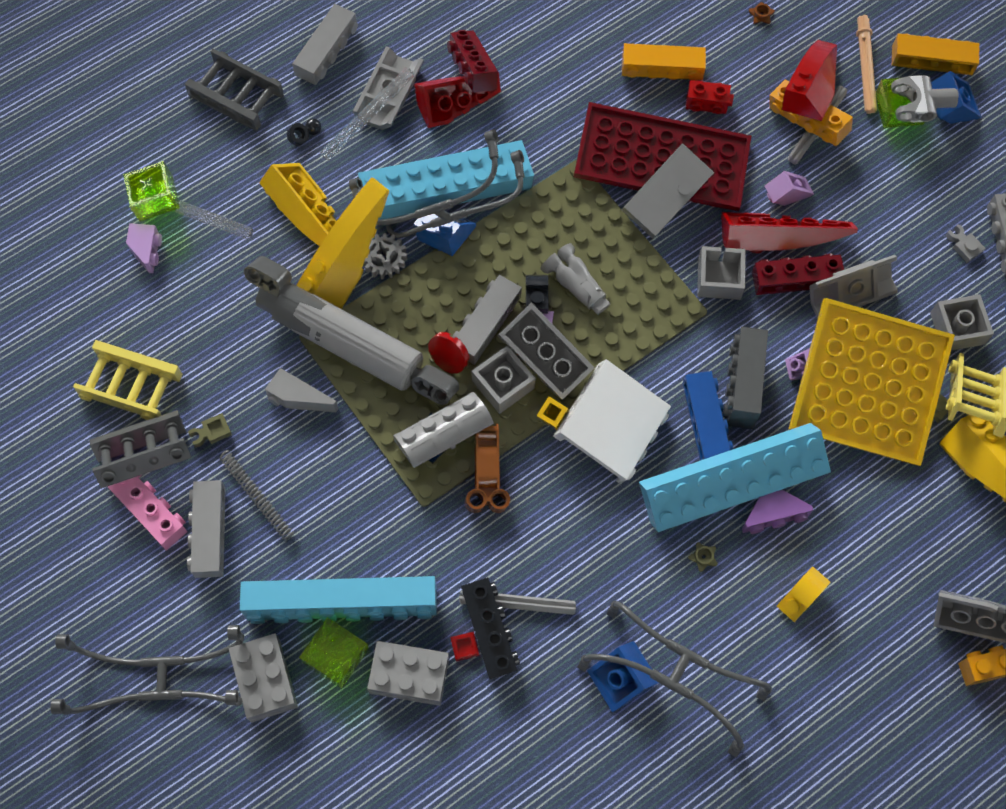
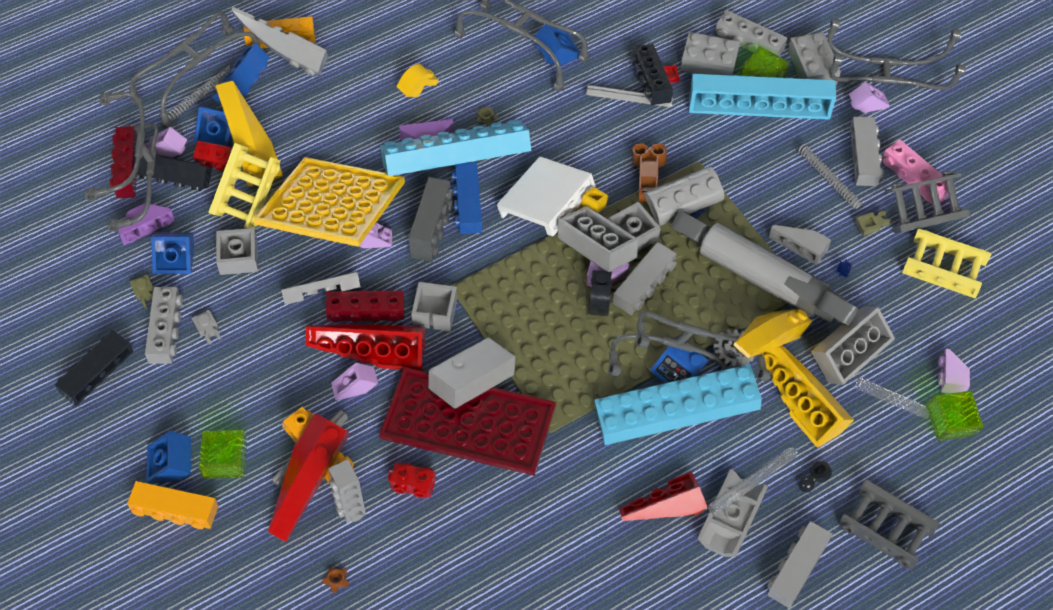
camera: 175 degrees left, 10 degrees down
(192, 619) = (868, 98): none -> lavender slope
(251, 366) = (844, 268): none -> clear blue plate
(267, 239) = (853, 345): none -> light grey brick
(350, 718) = (749, 34): none -> light grey brick
(448, 352) = (680, 251): red tile -> none
(473, 61) = (648, 519): dark red brick -> none
(576, 278) = (564, 311): light grey piece -> none
(663, 61) = (452, 517): light orange brick -> none
(770, 50) = (346, 492): none -> light grey brick
(864, 34) = (237, 535): light nougat axle -> none
(923, 98) = (208, 434): light grey connector -> none

